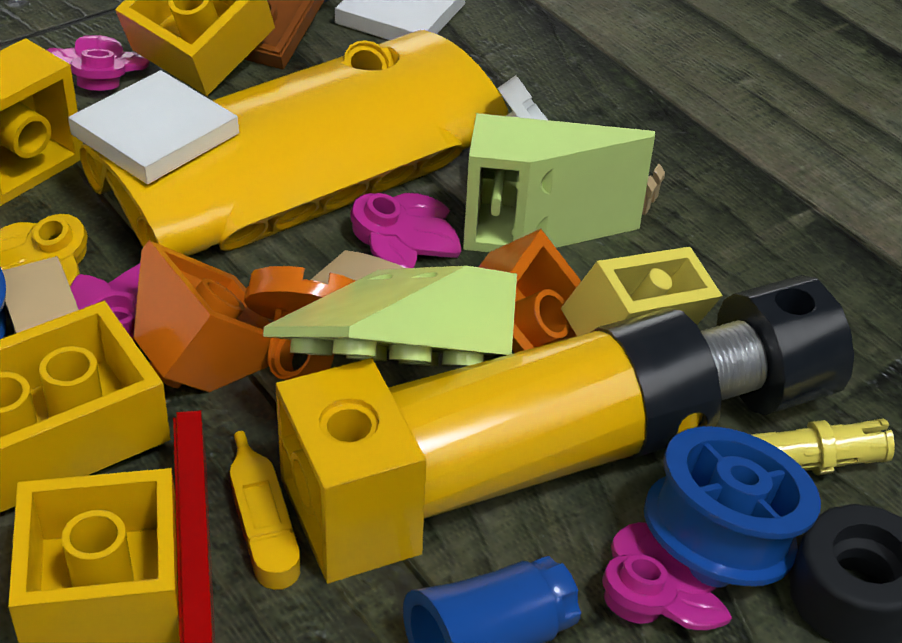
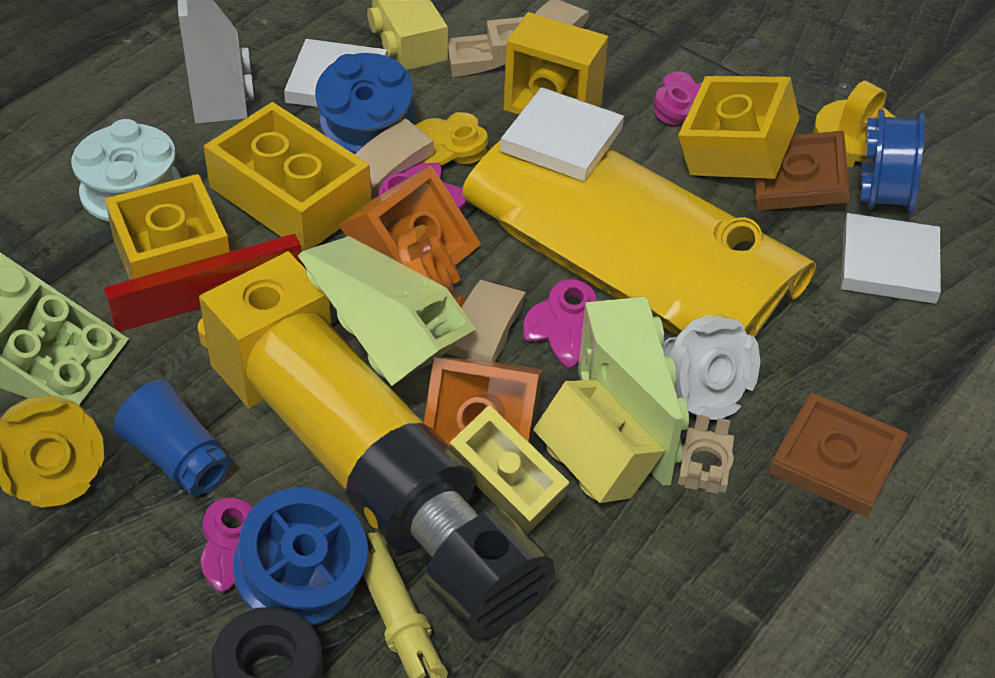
camera: 75 degrees right, 5 degrees up
(610, 225) = (598, 441): none -> light yellow brick
(636, 99) = (838, 454): none -> dark orange tile

